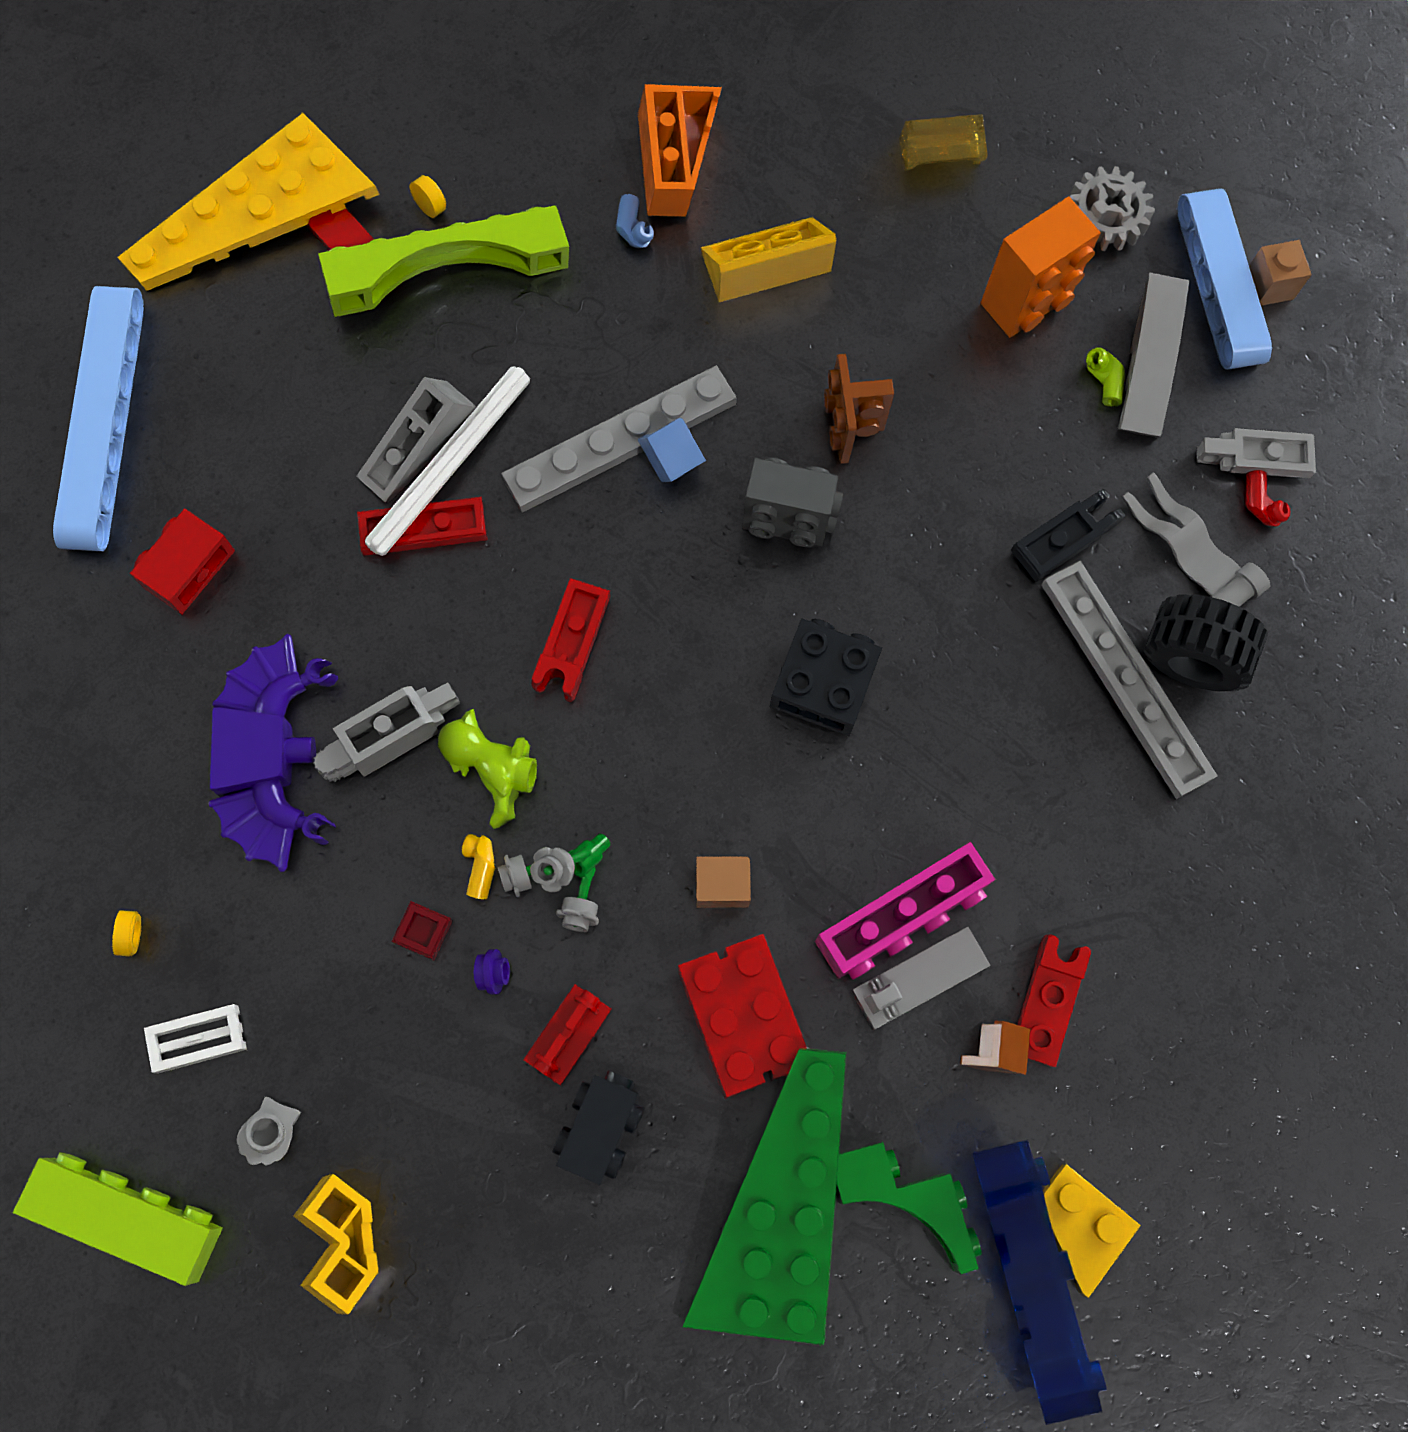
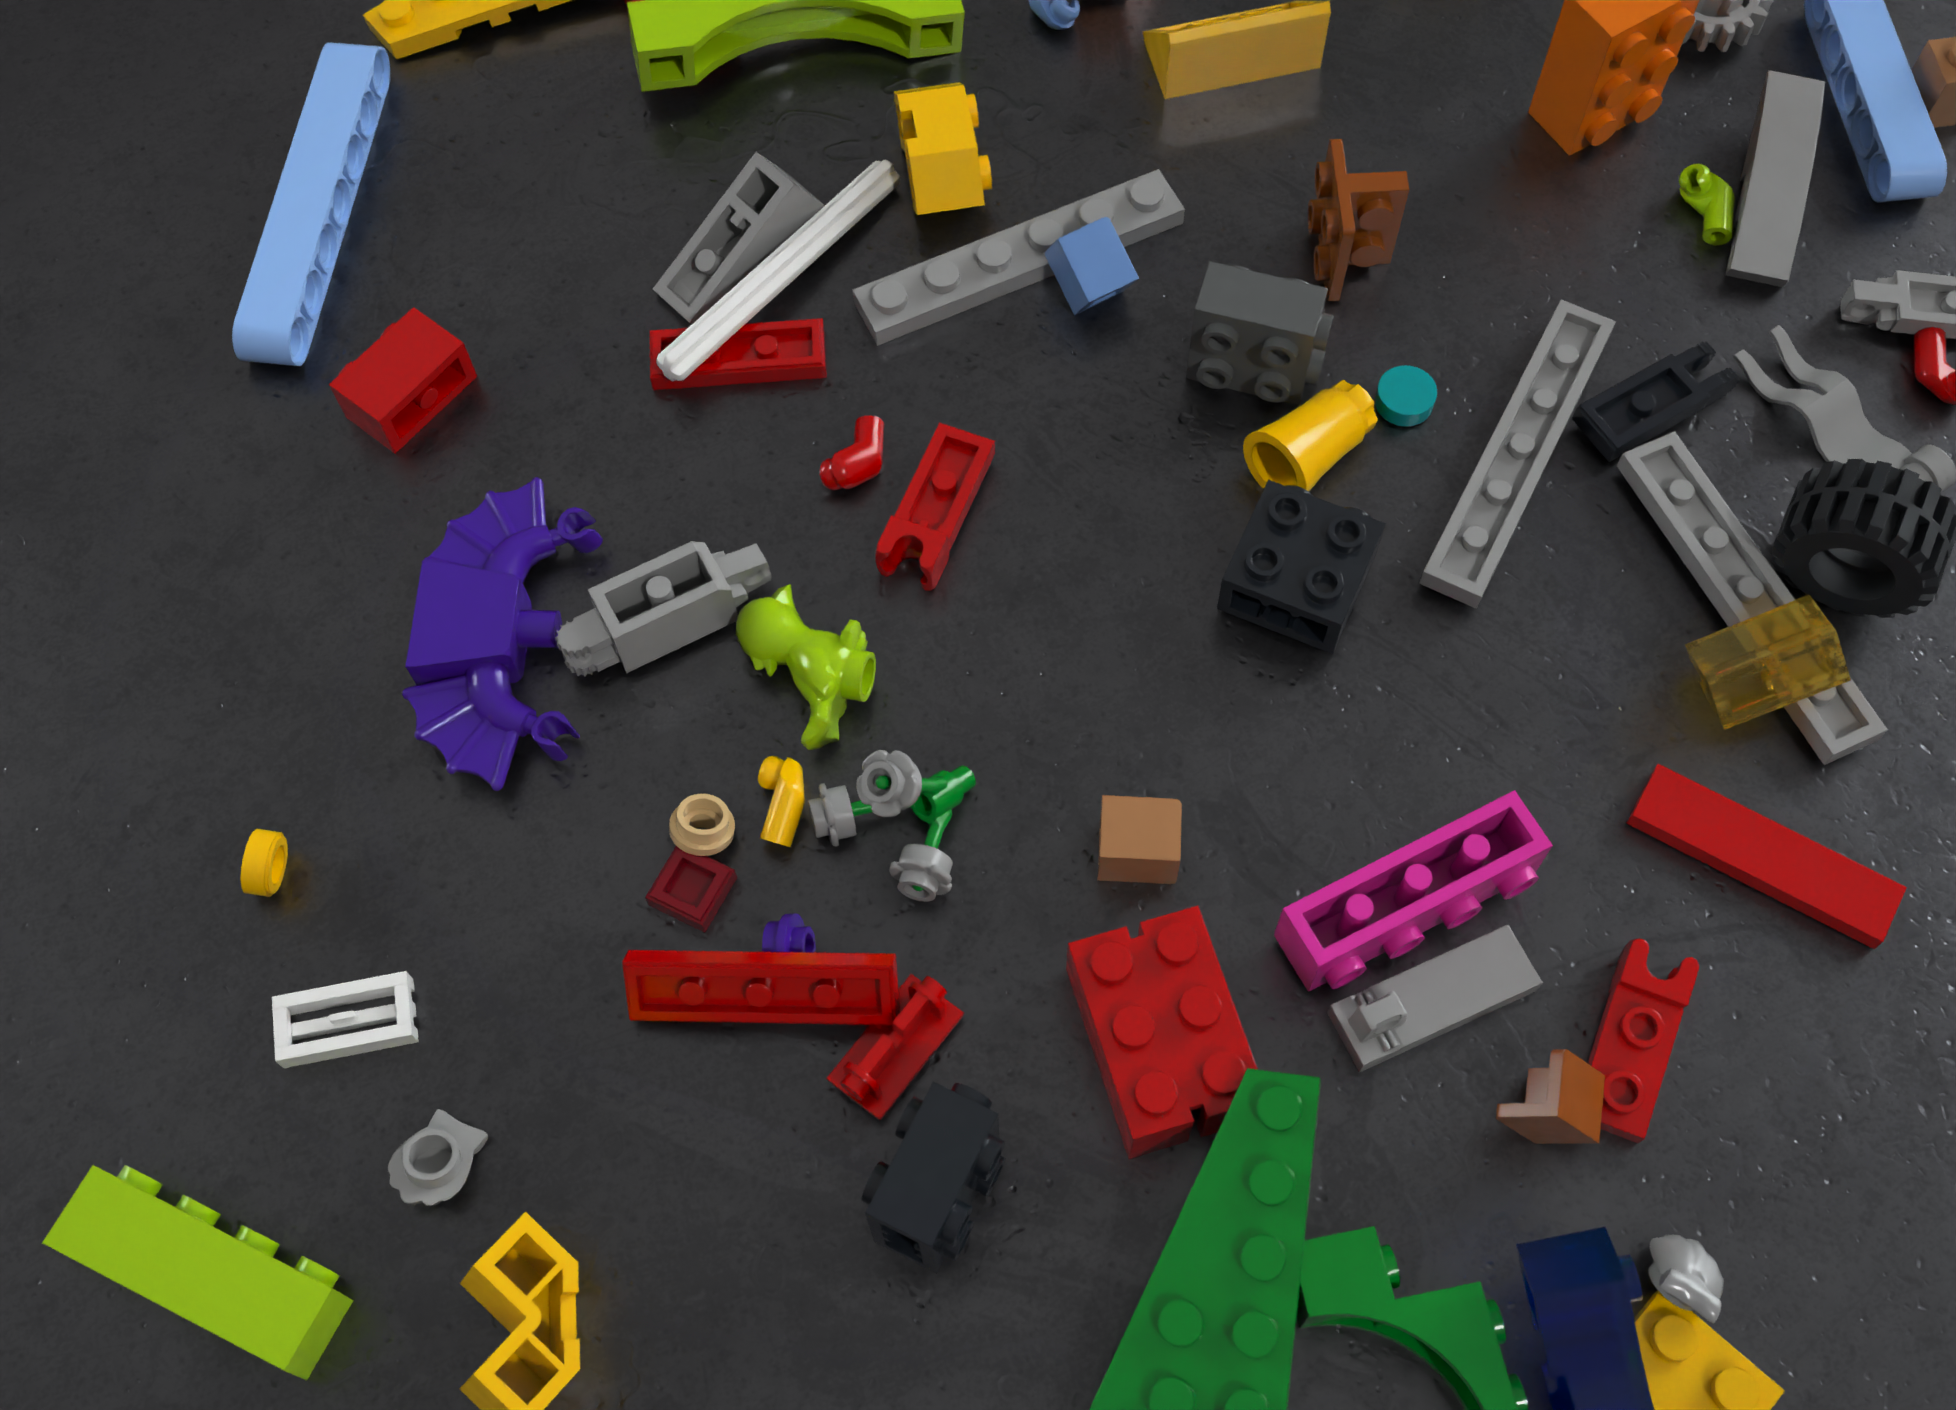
camera: 10 degrees right, 10 degrees down
(426, 877) = (702, 812): none -> tan plate
(475, 1003) = (761, 987): none -> red tile
(516, 607) = (858, 461): none -> red arm
(558, 358) = (942, 148): none -> yellow brick
(830, 578) = (1311, 437): none -> yellow plant
(896, 537) = (1405, 395): none -> teal tile
(973, 579) = (1517, 454): none -> light grey plate
(1081, 1156) = (1686, 1275): none -> light grey animal
(1136, 866) = (1767, 856): none -> red tile
(1139, 733) = (1768, 661): none -> clear yellow hinge

